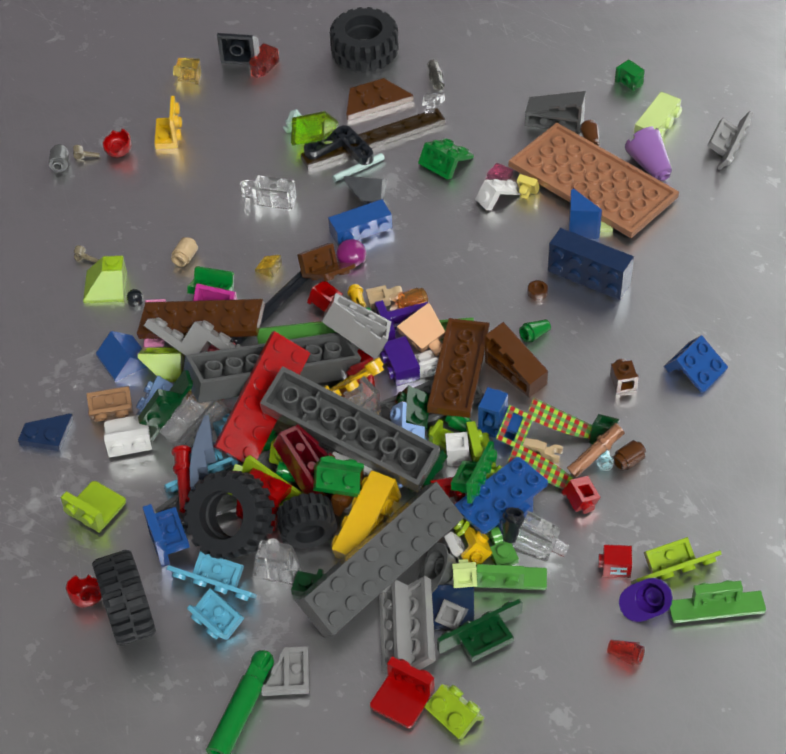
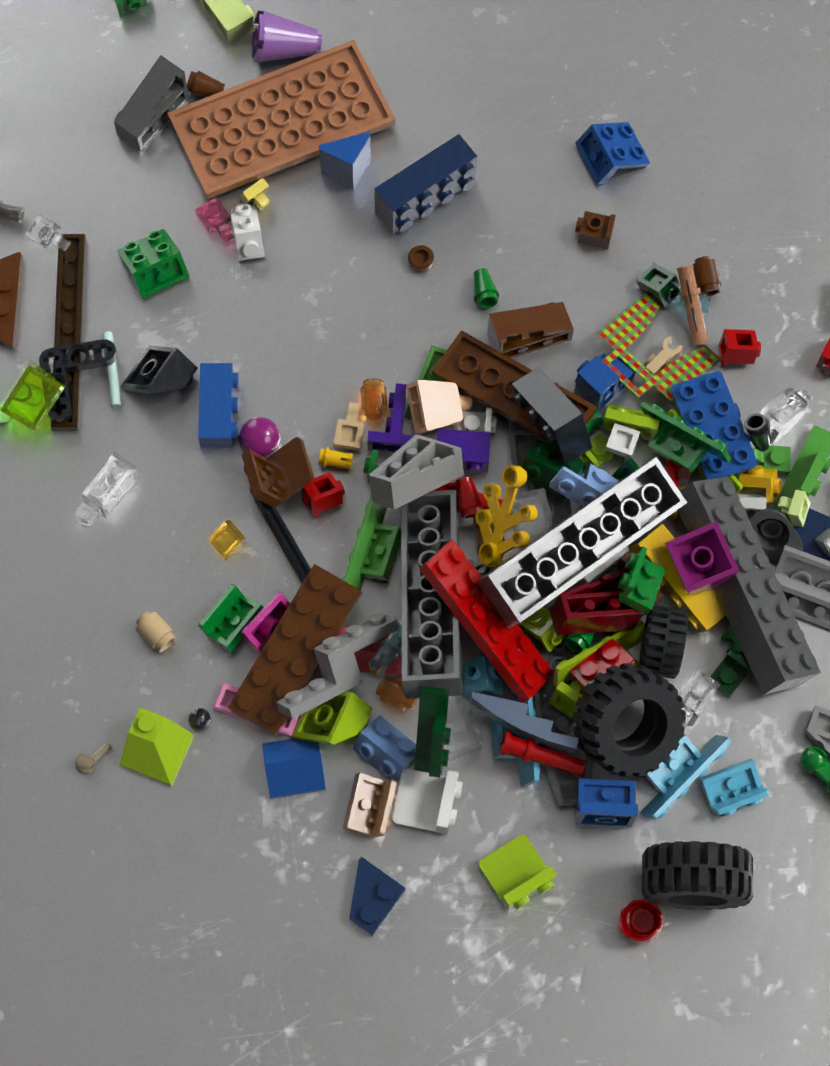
camera: 70 degrees left, 20 degrees up
(375, 510) = (703, 558): none -> magenta slope
(441, 381) = (552, 414): none -> wedge

